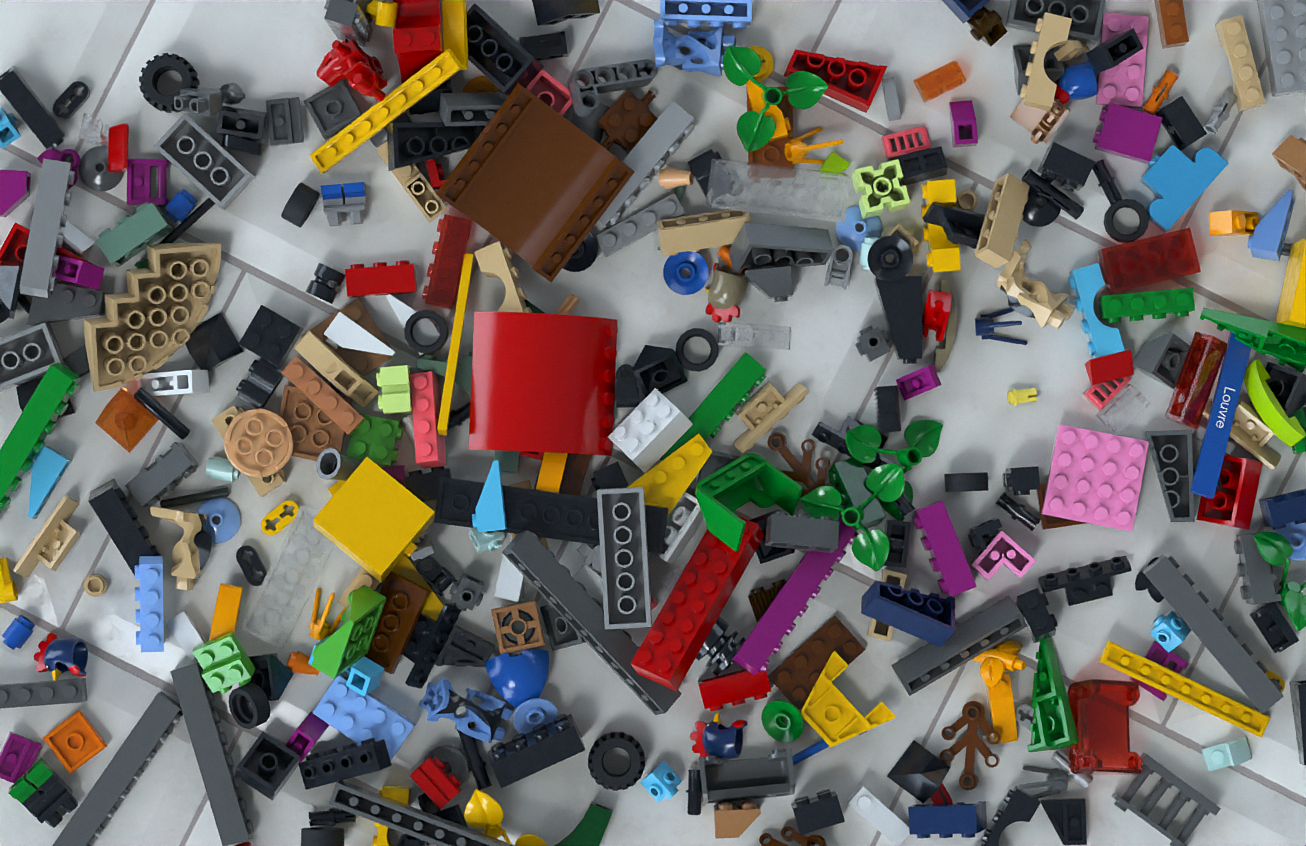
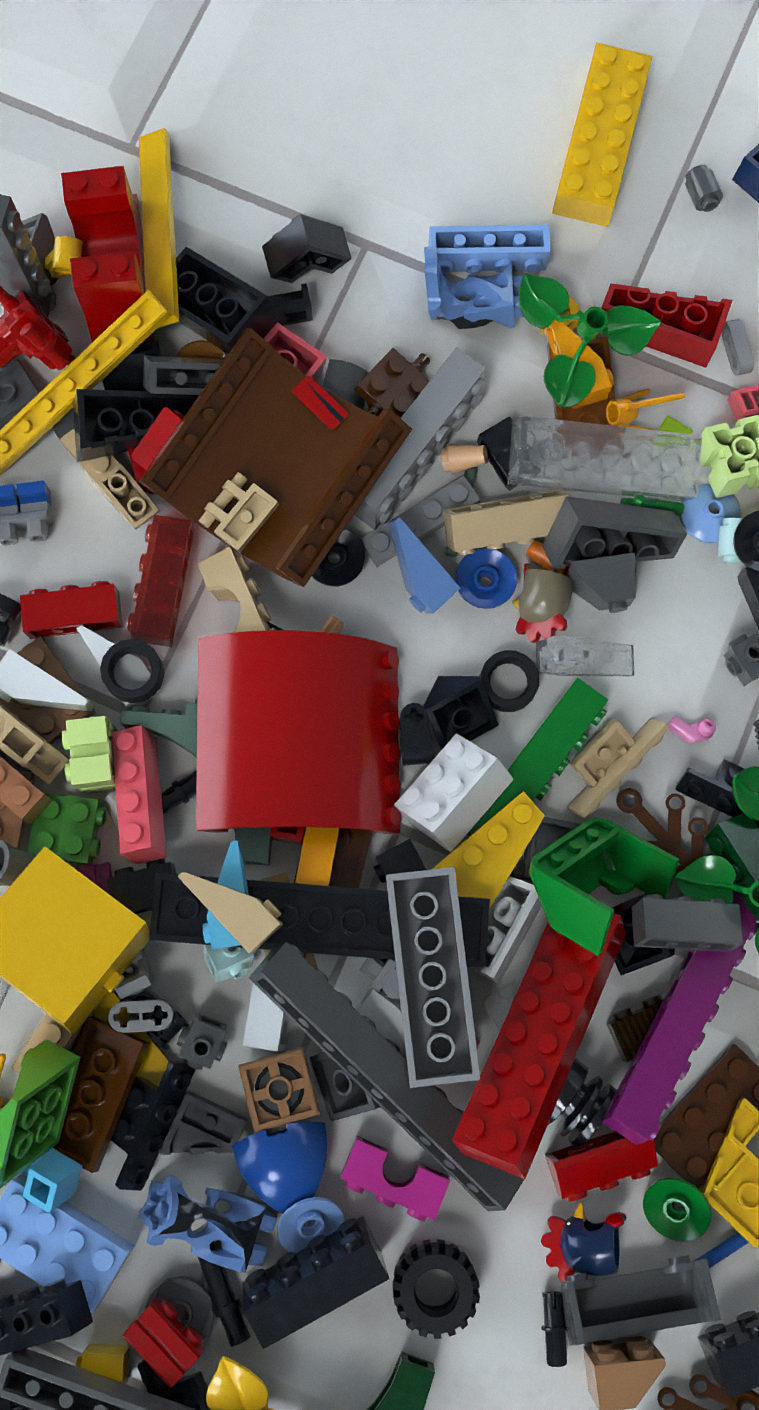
camera: 10 degrees left, 10 degrees down
(426, 578) = (141, 1024): none -> light grey beam
(449, 159) = (156, 437): none -> red slope
(455, 344) = (173, 691): yellow tile -> none
(498, 510) = (242, 915): none -> tan slope
(511, 222) = (246, 516): none -> tan plate
(569, 137) = (320, 402): none -> red sticker
(610, 701) = (419, 1194): none -> dark pink arch
(615, 82) = (353, 334): dark grey beam -> none
(638, 269) = (421, 572): none -> medium blue slope
(661, 782) = (505, 1317): medium azure brick -> none
(814, 222) = (642, 501): none -> green piece
(829, 394) = (693, 732): none -> bright pink arm
(839, 269) = (690, 565): light grey piece -> none

